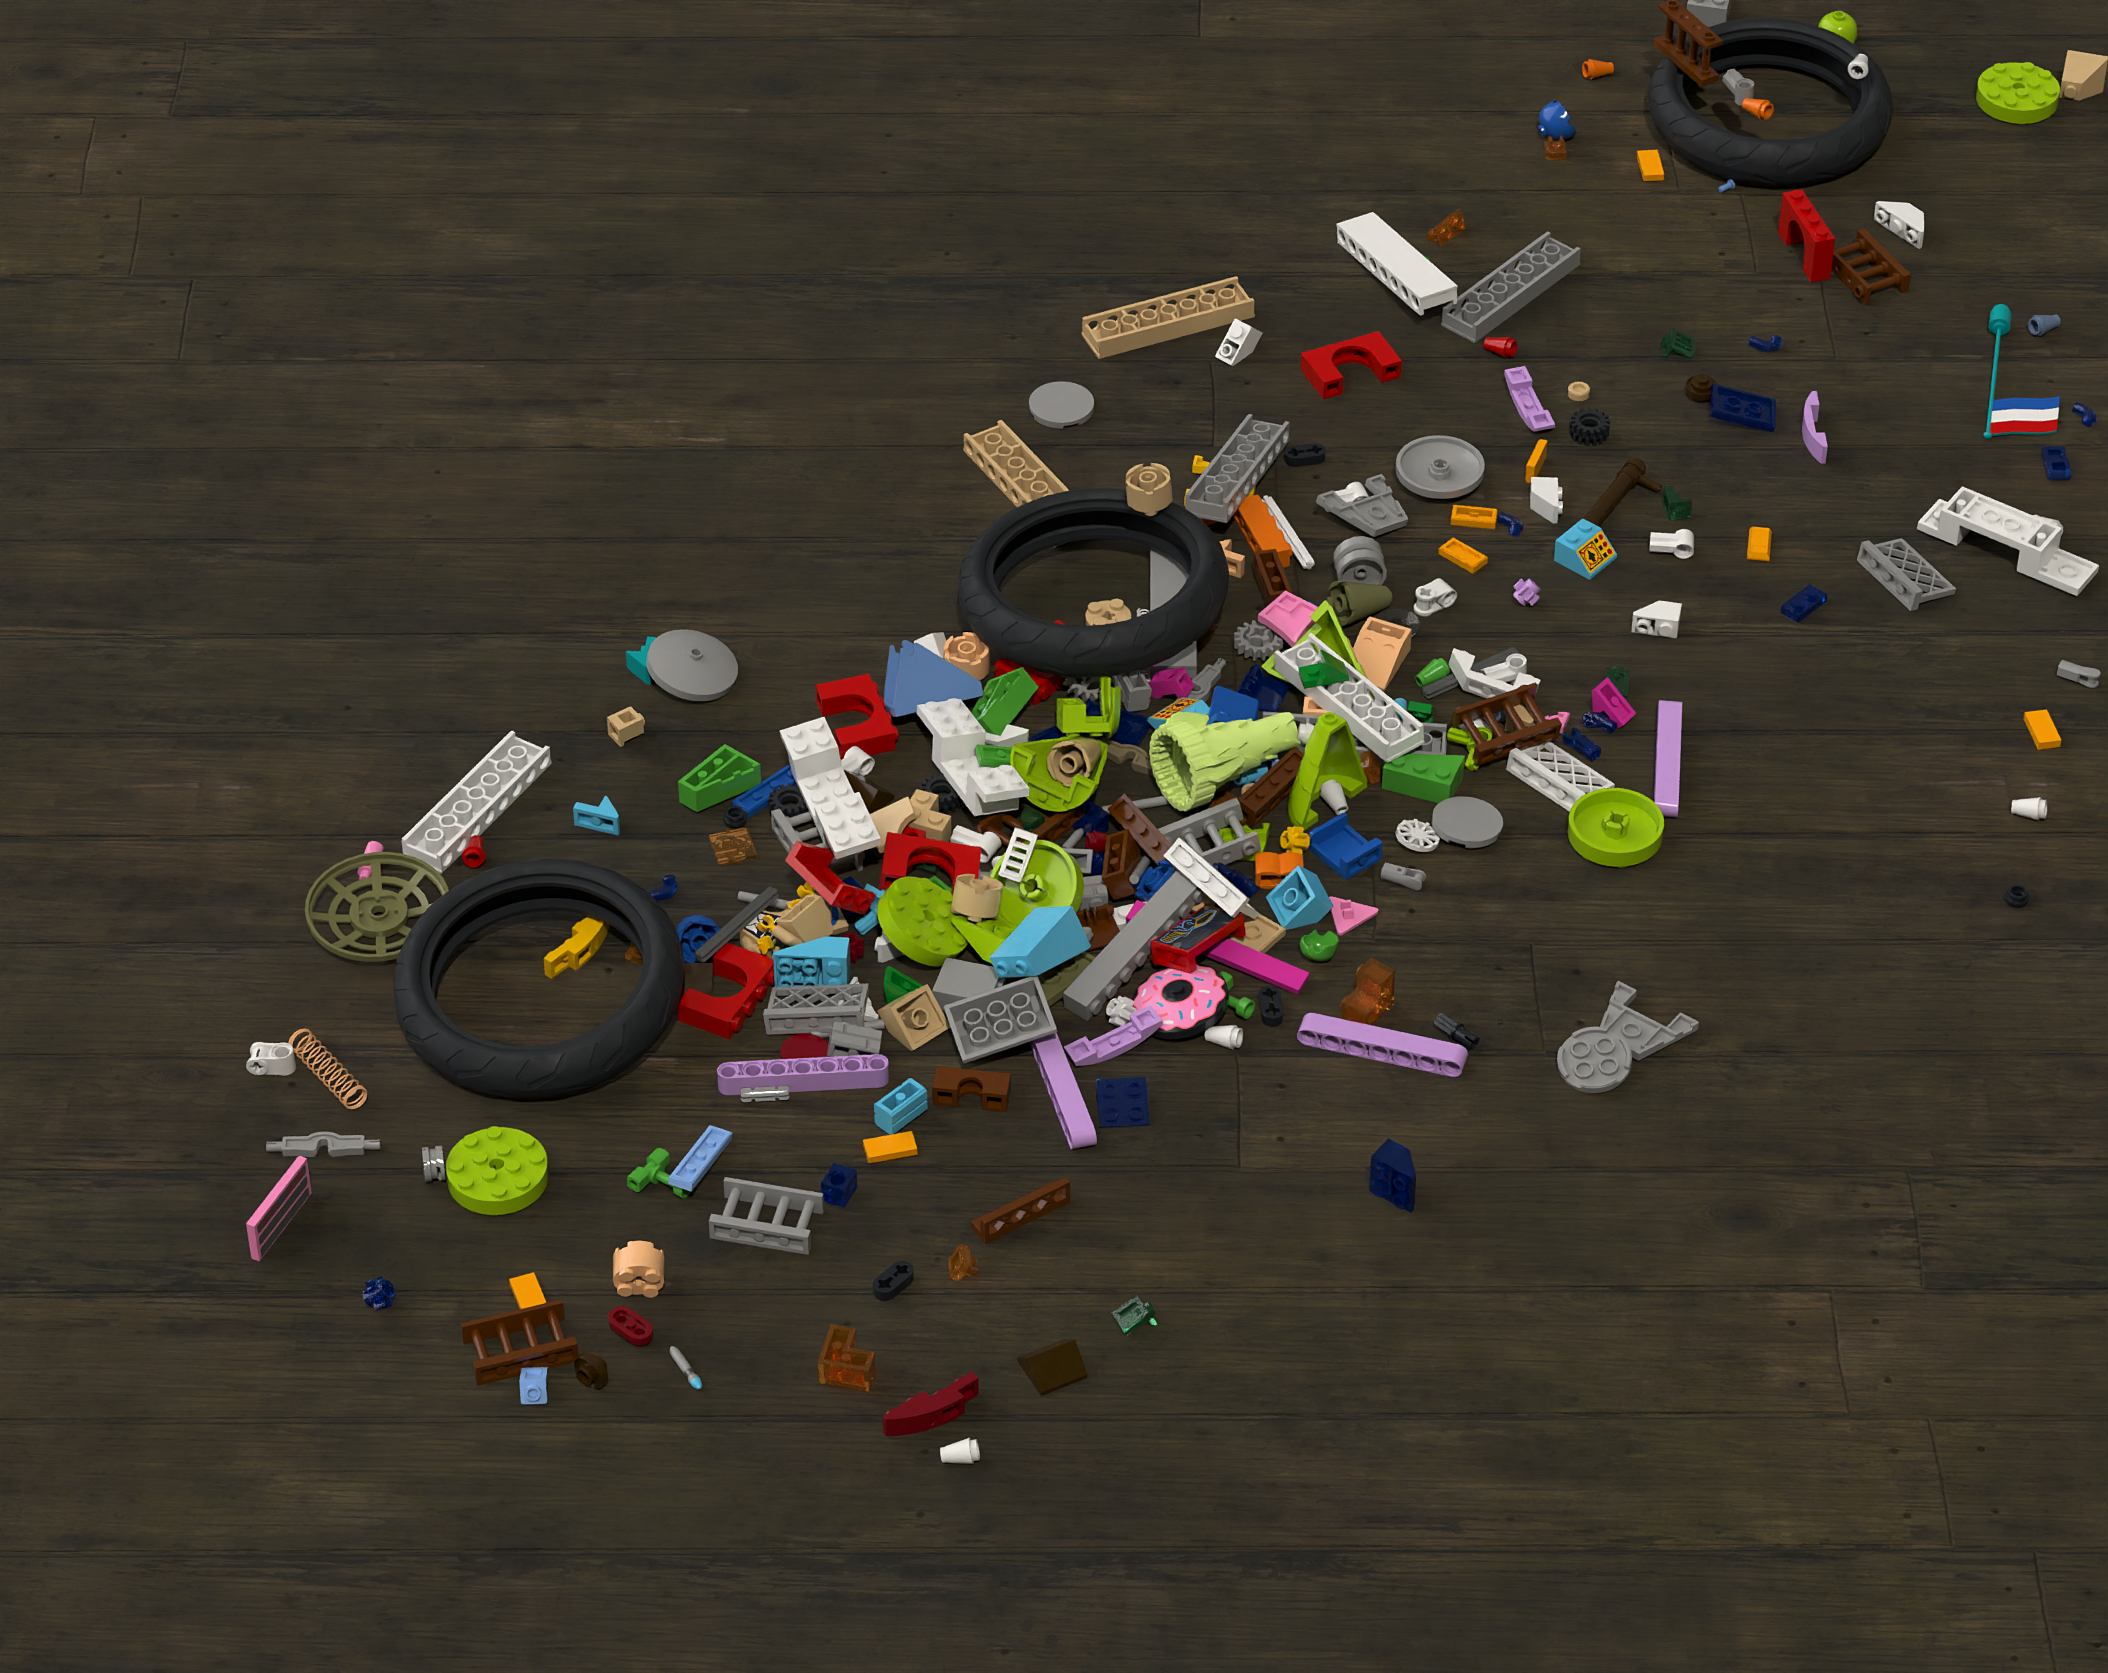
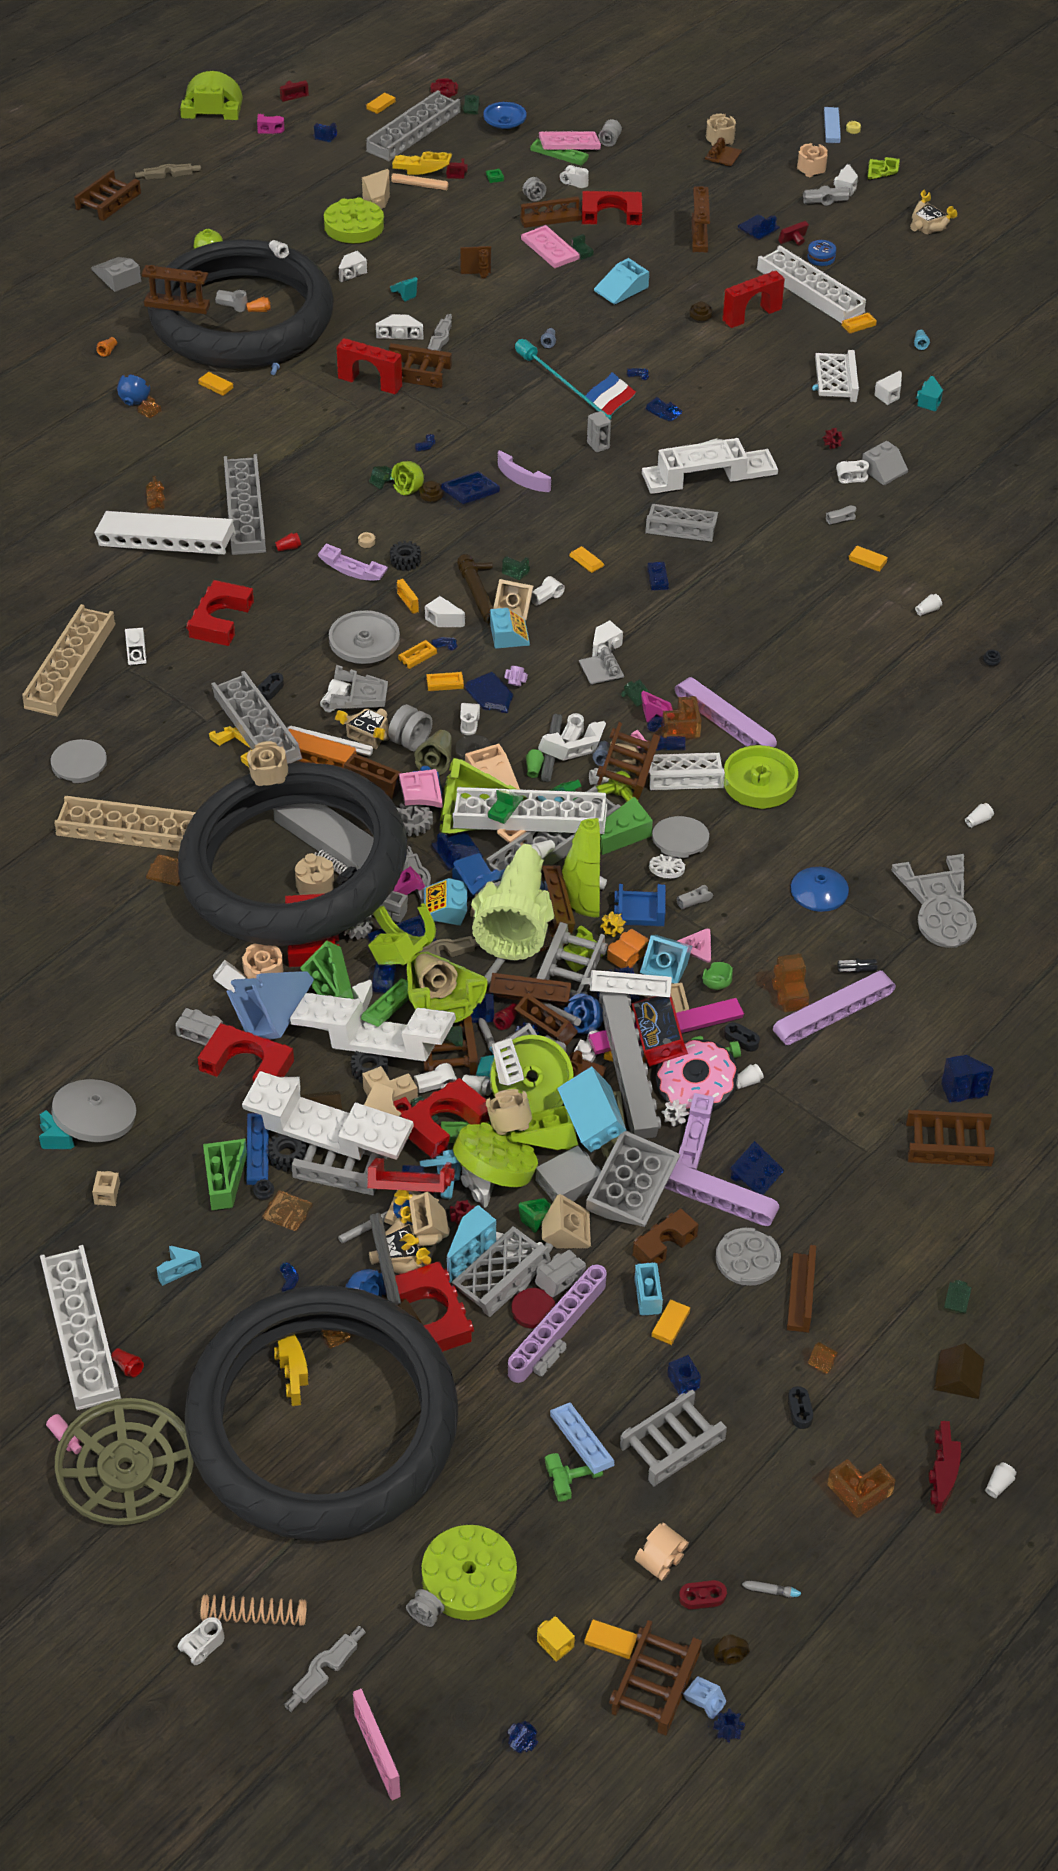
camera: 50 degrees left, 5 degrees up
(490, 1260) = (555, 1638): none -> yellow brick
(520, 1412) = (729, 1725): none -> clear blue gear
(854, 662) = (197, 1026): none -> light grey brick
(1020, 1156) = (748, 1256): none -> light grey tile
(1309, 1228) = (950, 1154): none -> reddish brown fence
(1325, 536) = (366, 727): none -> torso
(1489, 592) = (490, 692): none -> clear blue tile
(1528, 954) = (819, 889): none -> blue dish
(1618, 734) = (683, 721): none -> clear orange brick
(1622, 641) = (601, 667): none -> light grey hinge
(1625, 525) = (514, 596): none -> tan slope
(1695, 359) = (407, 477): none -> lime cylinder
(1771, 1006) = (979, 815): none -> white cone
(1942, 436) = (598, 431): none -> light grey brick
(1944, 255) = (441, 334): none -> light grey piece
(1945, 135) = (352, 266): none -> white slope
(1967, 190) = (406, 288): none -> teal slope
(2076, 204) = (476, 260): none -> reddish brown hinge

